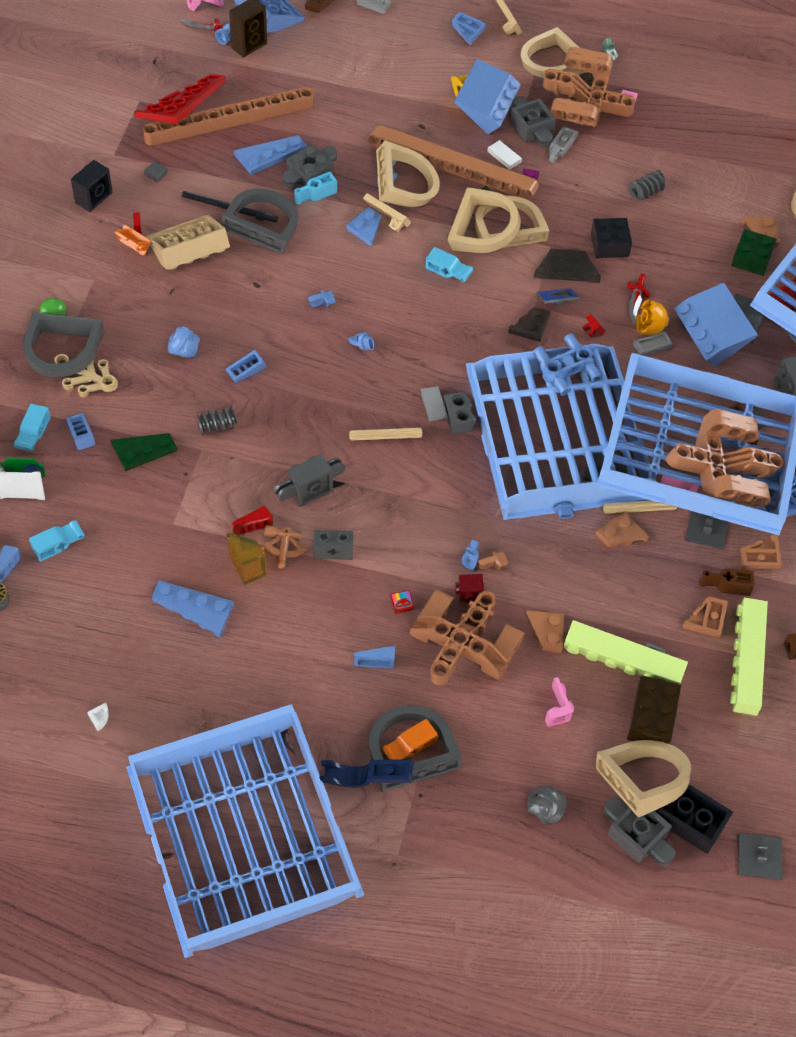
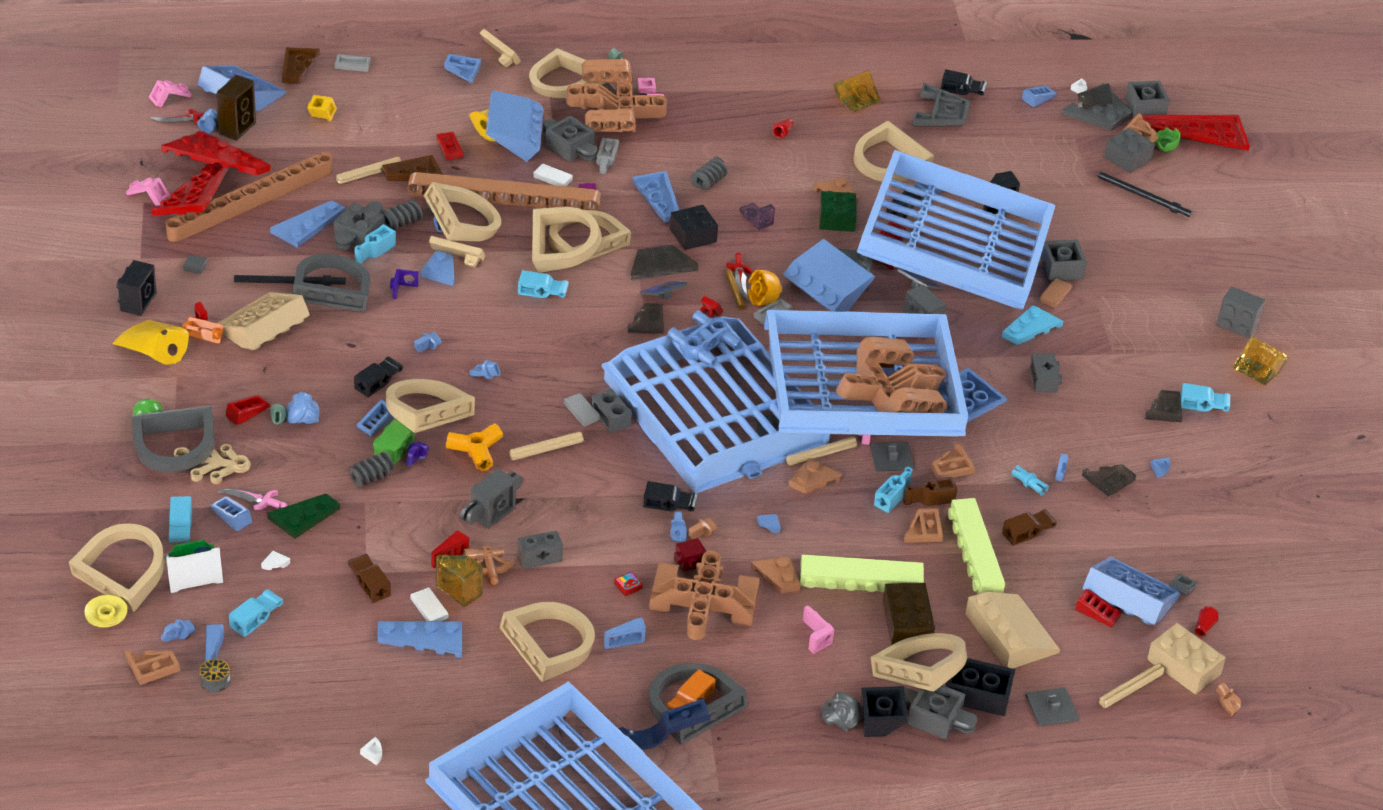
camera: 20 degrees left, 15 degrees down
(81, 247) = (149, 340): none -> yellow piece
(96, 490) = (275, 560): none -> white tile
(105, 418) = (265, 500): none -> piece
(131, 328) = (245, 409): none -> red slope
(149, 90) = (154, 188): none -> bright pink bracket
(161, 340) = (278, 413): none -> sand green piece
(171, 531) = (370, 578): none -> reddish brown piece
(212, 576) = (429, 605): none -> white tile
(214, 63) = (210, 150): none -> red wing
(252, 393) = (394, 440): none -> bright green hinge
(263, 323) = (376, 376): none -> black piece
(267, 410) = (416, 451): none -> dark purple piece
(295, 674) = (542, 666): none -> tan window
(299, 379) = (457, 404): none -> tan window
(321, 417) = (476, 445): none -> light orange piece
(323, 228) = (399, 280): none -> dark purple bracket
(327, 41) = (322, 107): none -> yellow brick
(343, 112) = (364, 171): none -> tan axle
(351, 164) = (402, 214): none -> dark grey piece
(371, 118) = (402, 170): none -> reddish brown wing
(424, 103) = (449, 146): none -> red plate
(475, 519) = (668, 497): none -> black piece
(560, 571) = (770, 522): none -> medium blue tile
(585, 817) = (883, 710): none -> black slope
(593, 194) = (658, 193): none -> medium blue wing
(625, 311) = (734, 288): none -> pearl gold bar
(626, 81) = (646, 85): none -> bright pink plate
(677, 240) = (758, 216): none -> clear purple bracket
(691, 569) = (892, 490): none -> medium azure piece
(734, 153) = (782, 128): none -> red cone
(751, 756) = (1009, 628): none -> tan slope

